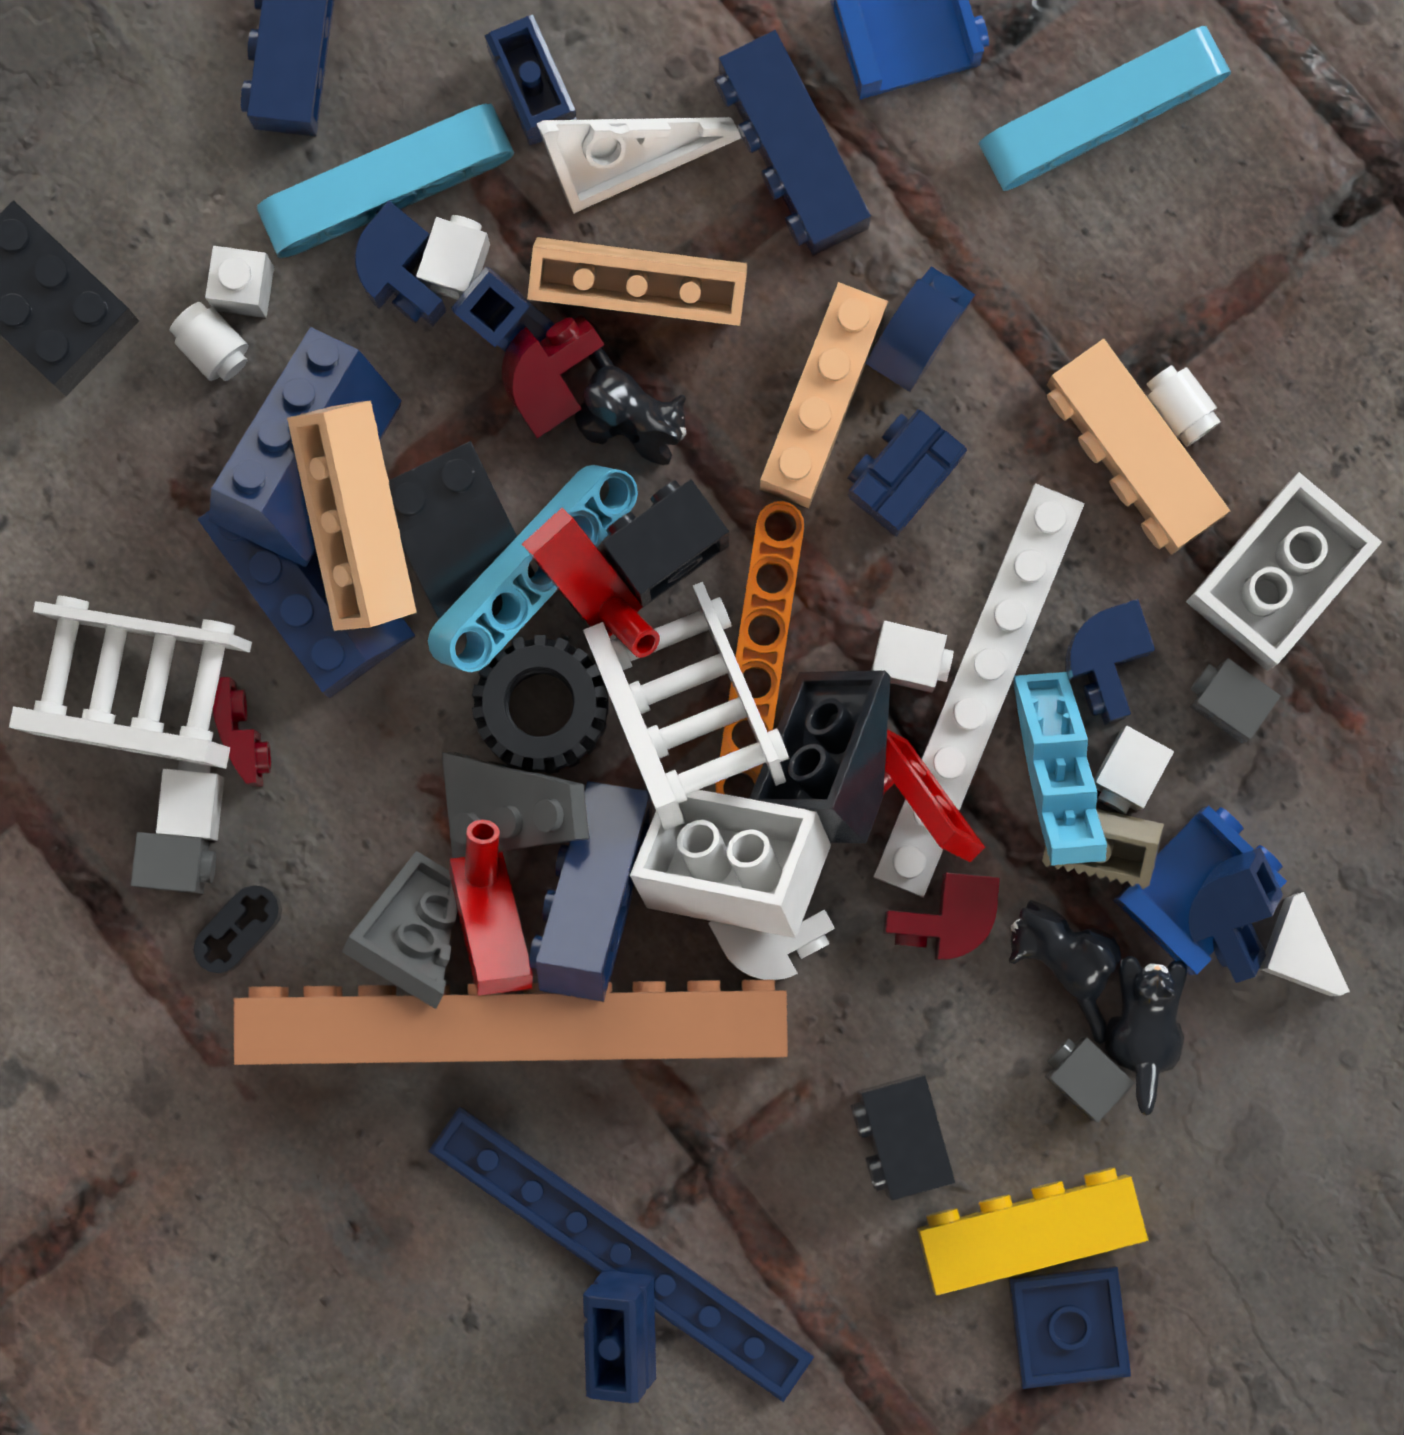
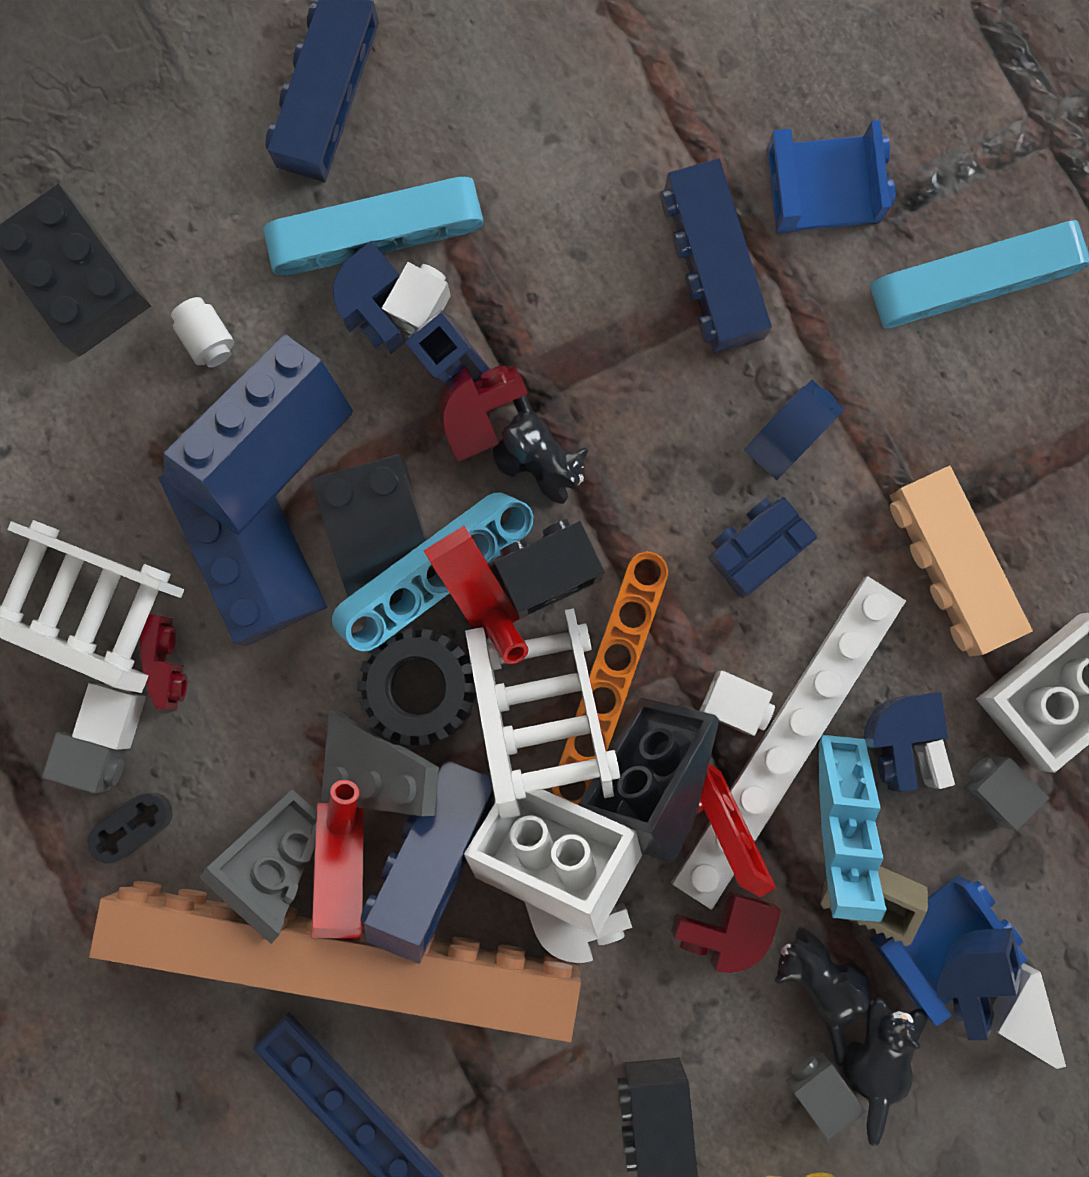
camera: 10 degrees right, 0 degrees up
(239, 281) = (236, 286): white brick -> none
(352, 515) = (285, 498): light nougat brick -> none
(529, 75) = (509, 163): dark blue brick -> none
(616, 154) = (565, 239): white wing -> none
(637, 281) = (565, 346): light nougat brick -> none
(823, 395) = (704, 469): light nougat brick -> none
(1131, 770) = (909, 835): white brick -> none
(1147, 683) = (934, 764): none -> white tile
(1183, 404) = (1005, 532): white brick -> none

